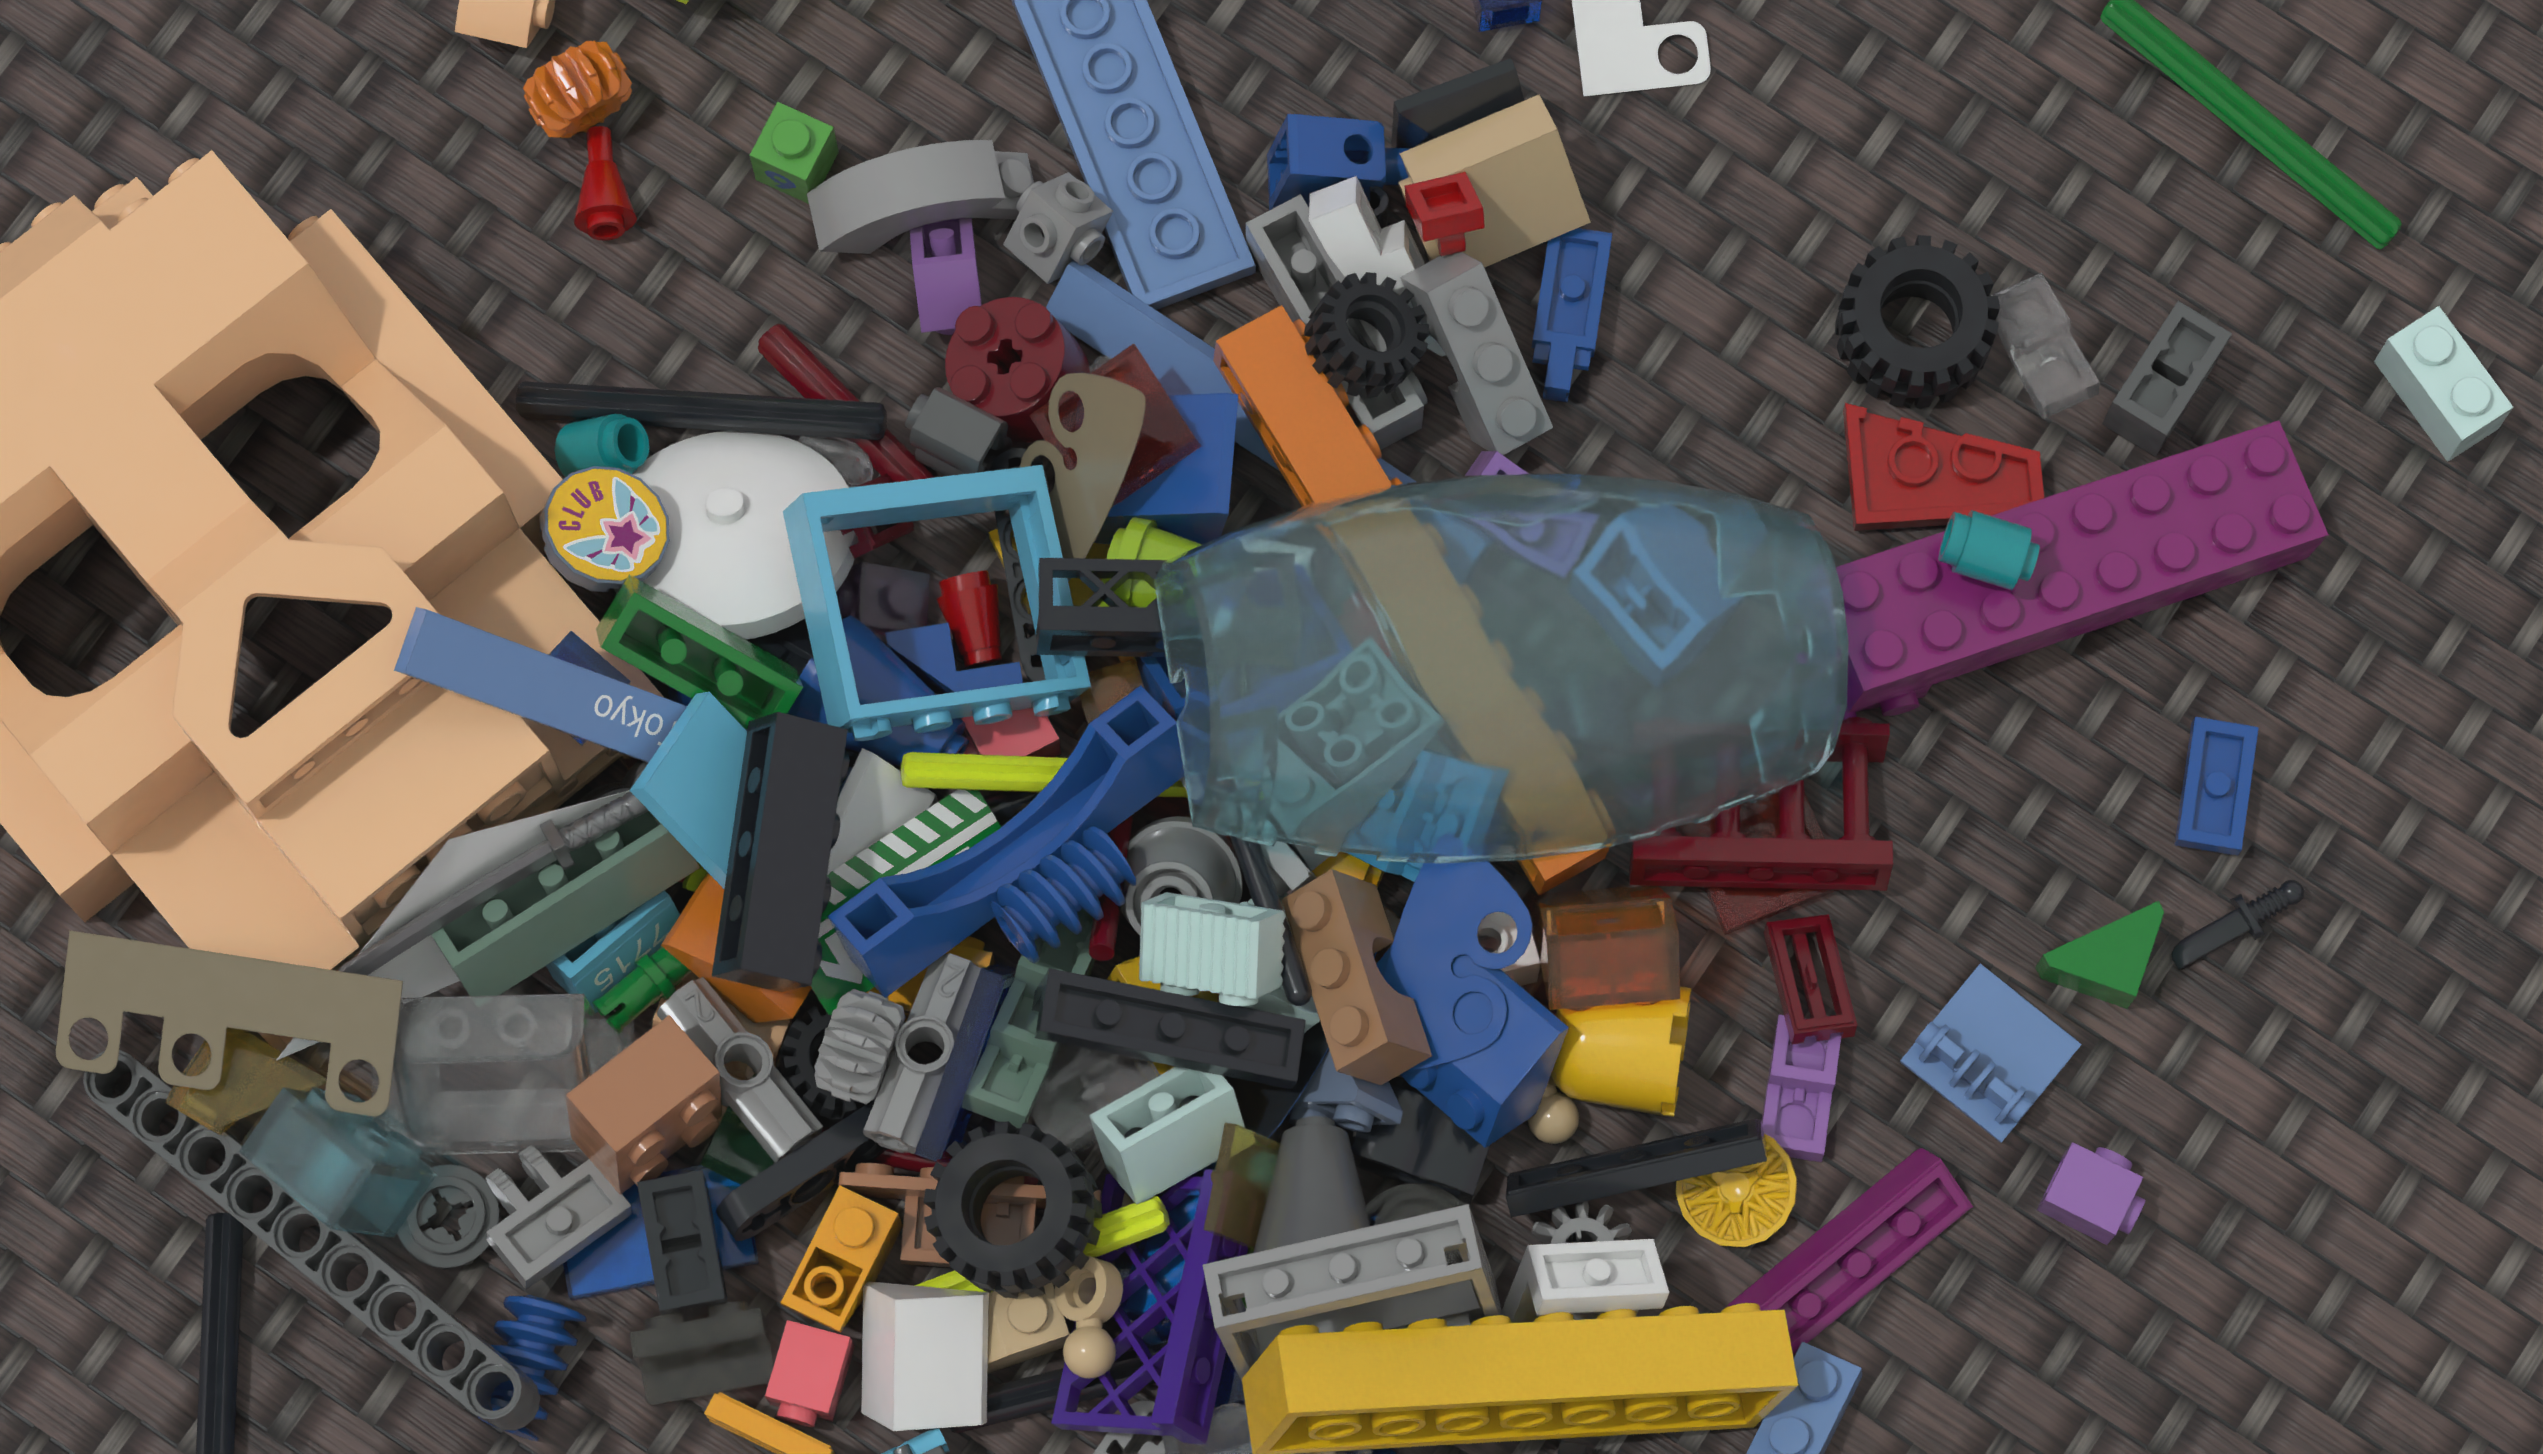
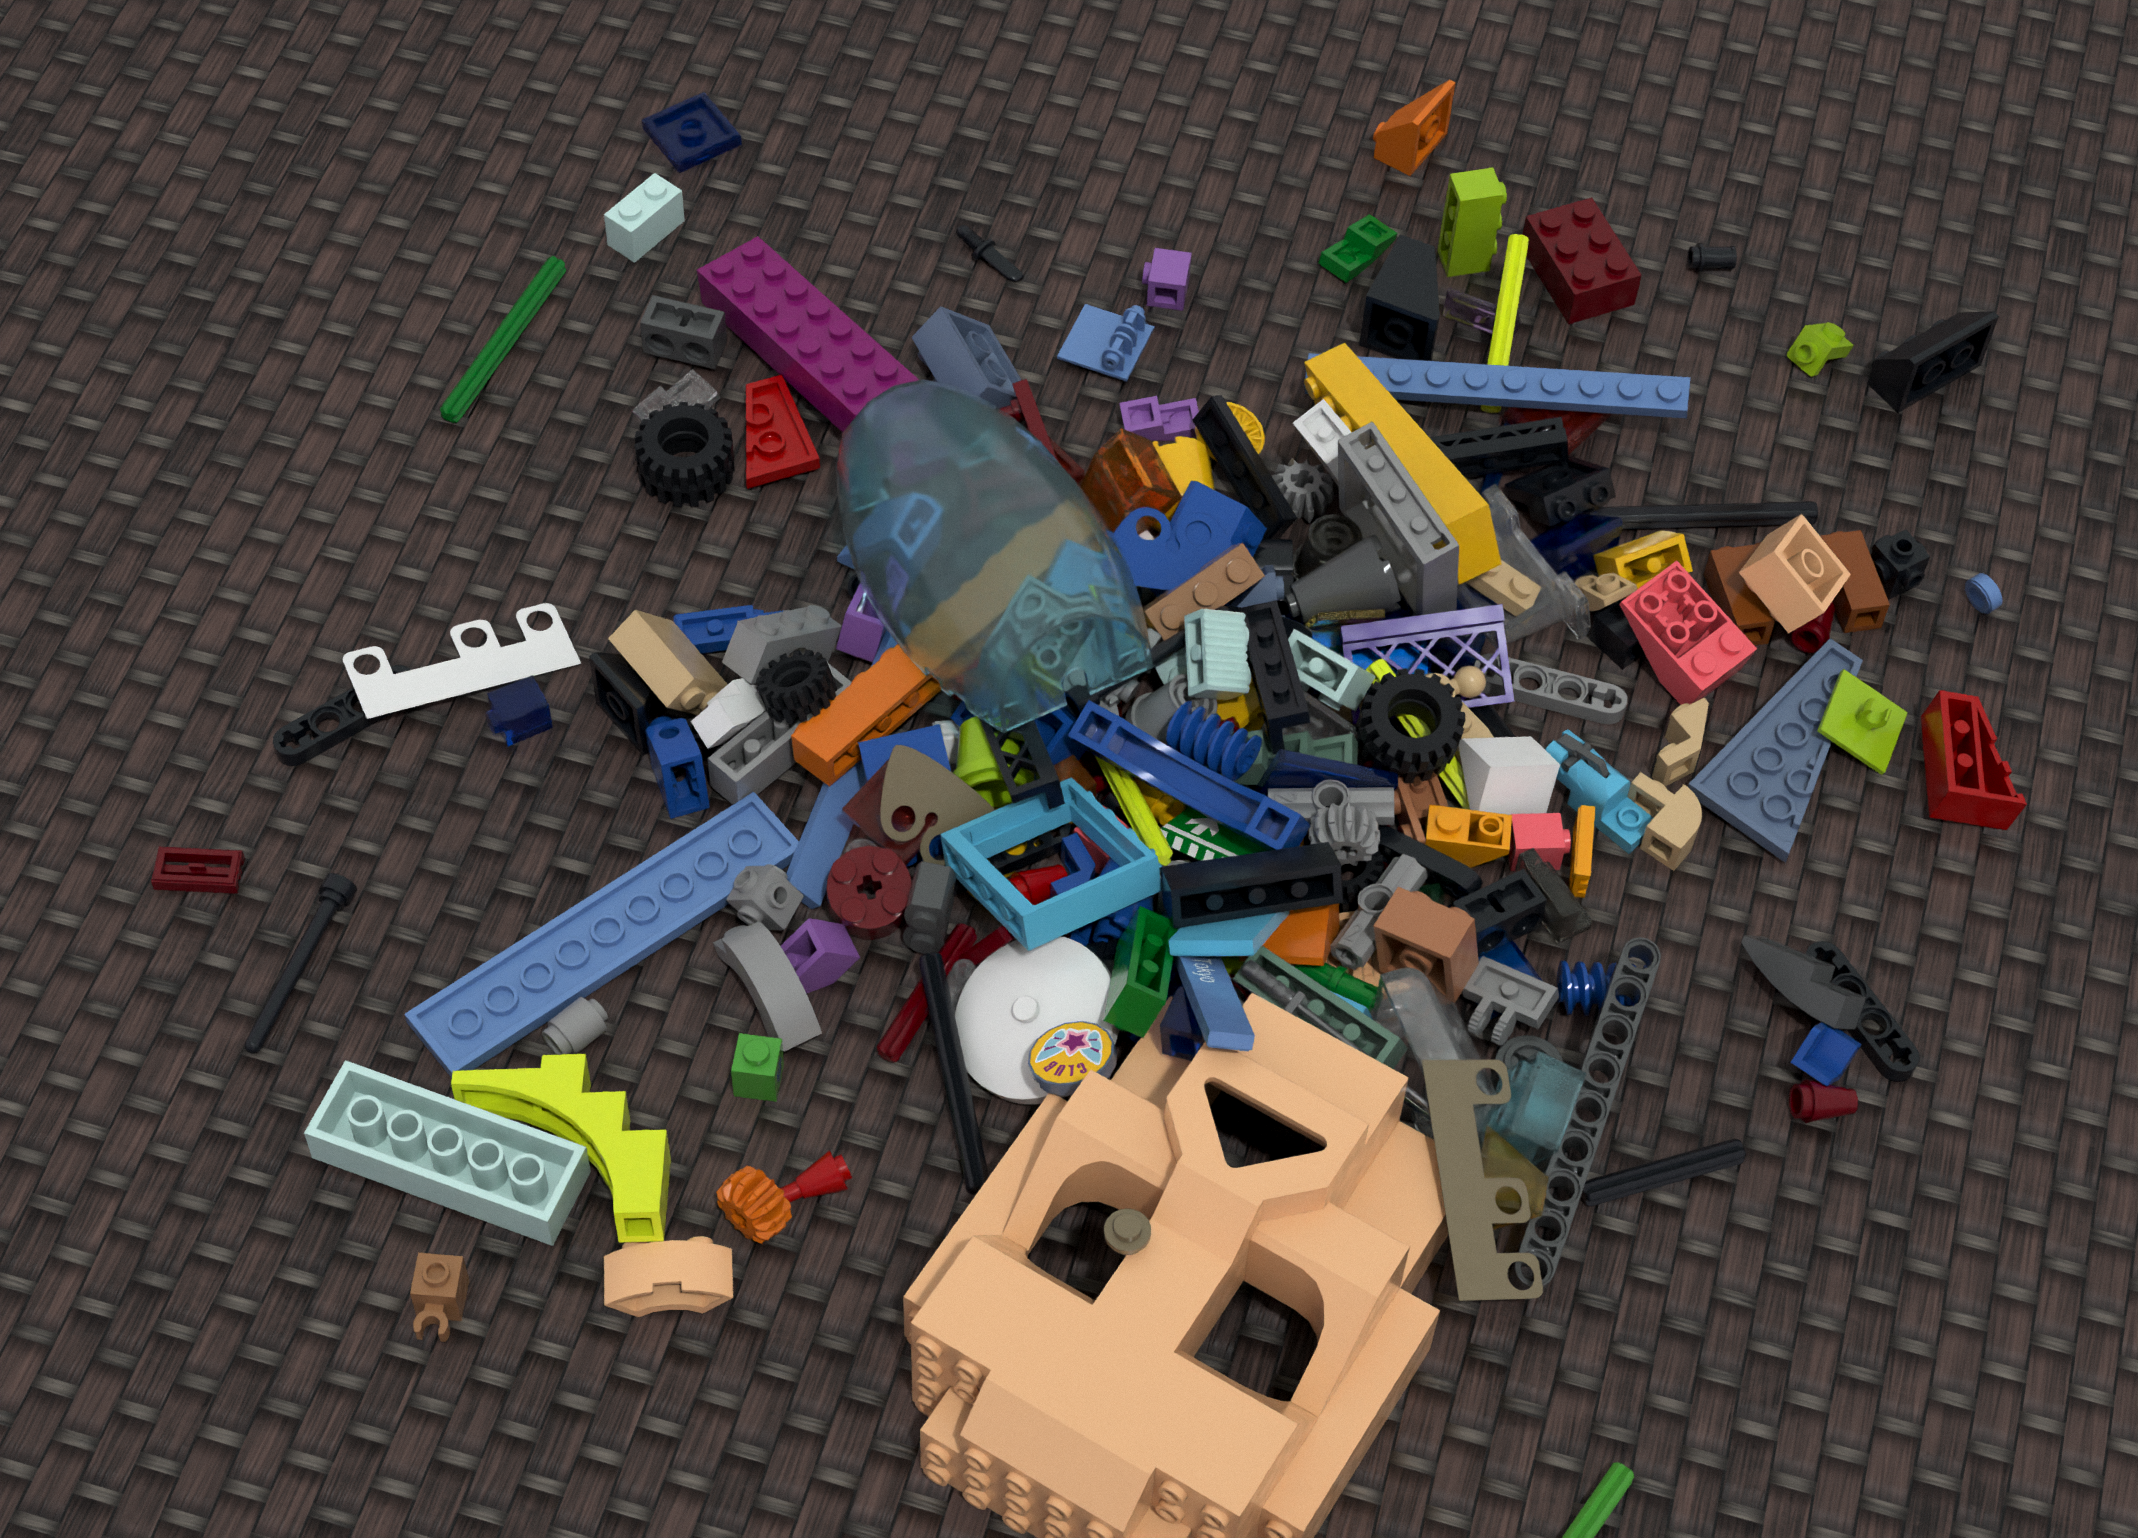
camera: 110 degrees left, 20 degrees down
(225, 449) = (1127, 1231): none -> dark tan plate
(602, 442) = (1000, 1117): teal brick -> none
(1445, 211) = (704, 656): red tile -> none
(1819, 1024) = (1101, 426): dark red tile -> none
(1860, 1246) = (1241, 380): magenta slope -> none
(1981, 816) = (966, 356): none -> sand blue slope
(1989, 549) = (834, 348): teal brick -> none
(2107, 960) = (1029, 295): green slope -> none
(2216, 786) = (915, 273): blue plate -> none

